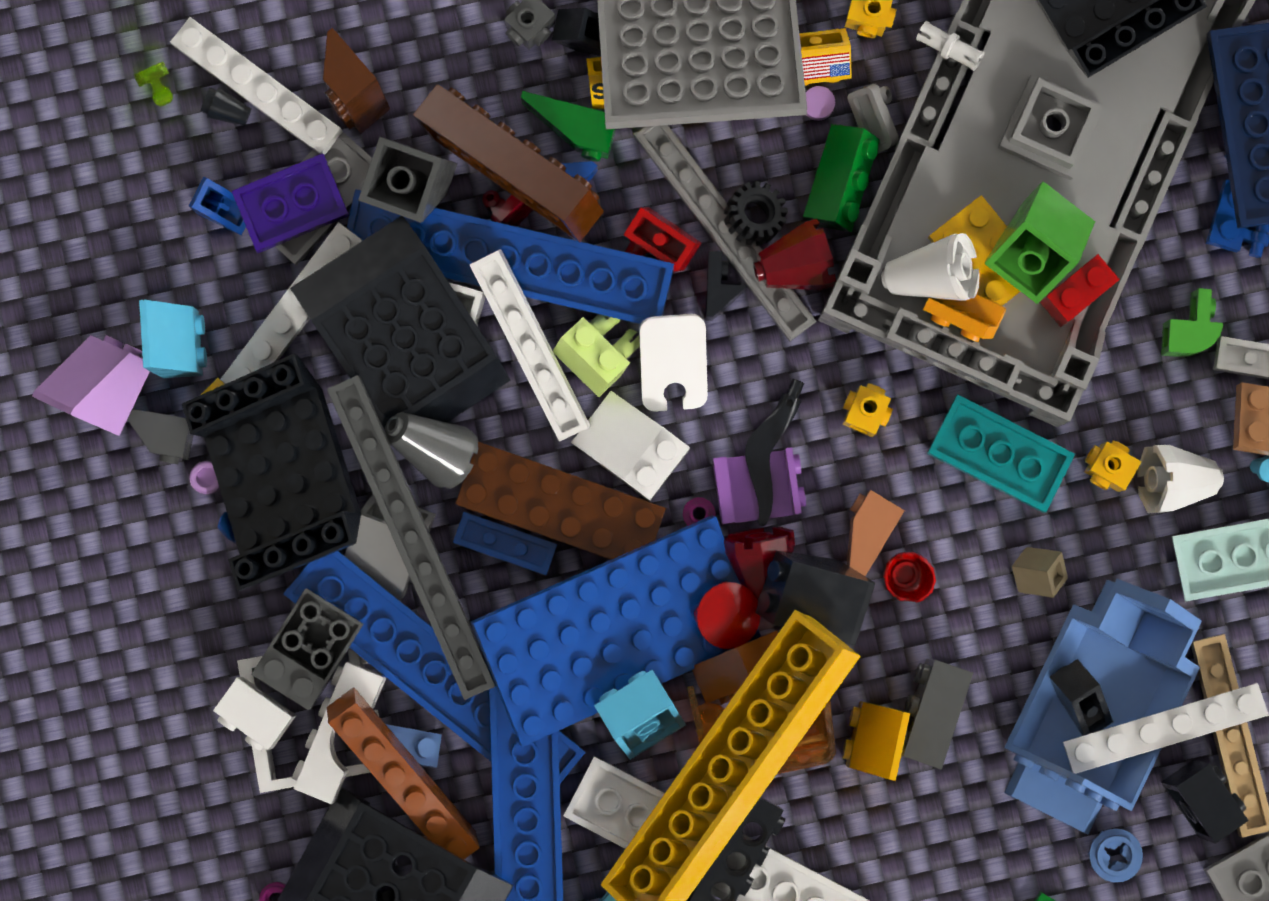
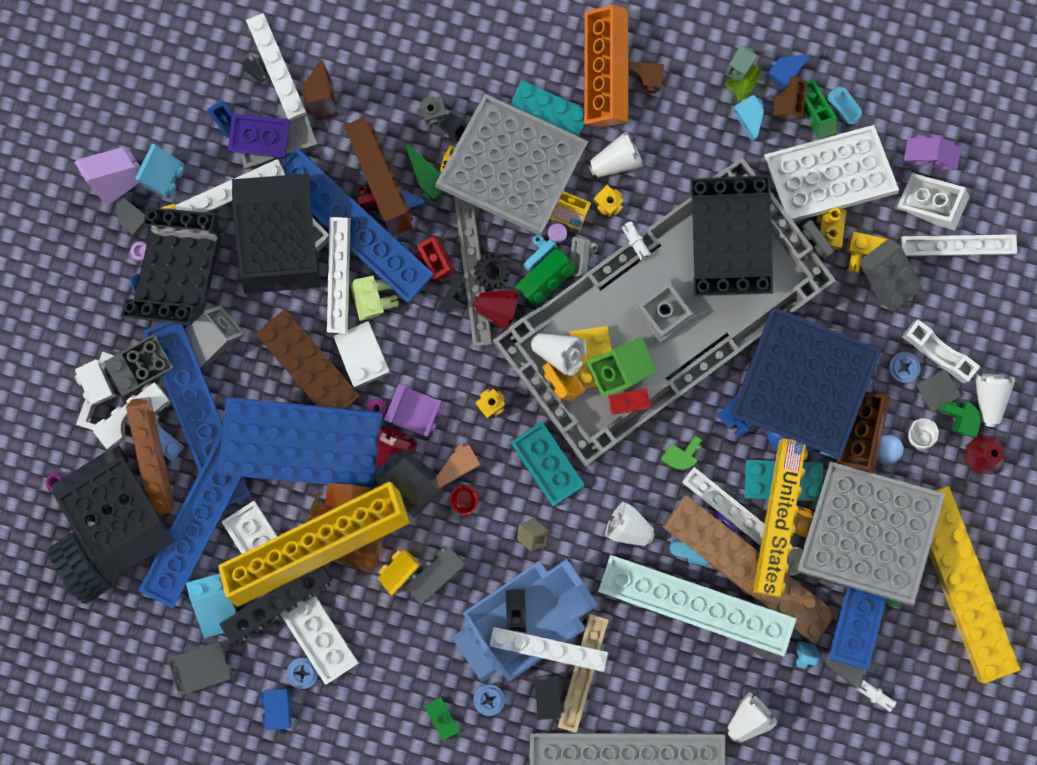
camera: 35 degrees right, 0 degrees up
(161, 94) = (227, 32): clear neon green piece -> none
(406, 180) = (323, 156): dark grey slope -> none
(411, 537) = (221, 337): dark grey plate -> none
(433, 447) = (259, 299): dark grey cone -> none
(505, 543) = (270, 368): blue plate -> none
(639, 714) = (286, 491): medium azure slope -> none
(670, 353) = (409, 319): white piece -> none
(727, 615) = (359, 467): red dish -> none
(762, 443) = (429, 390): black piece -> none
(816, 137) = (544, 250): none -> medium azure piece
(1122, 463) = (602, 508): yellow brick -> none

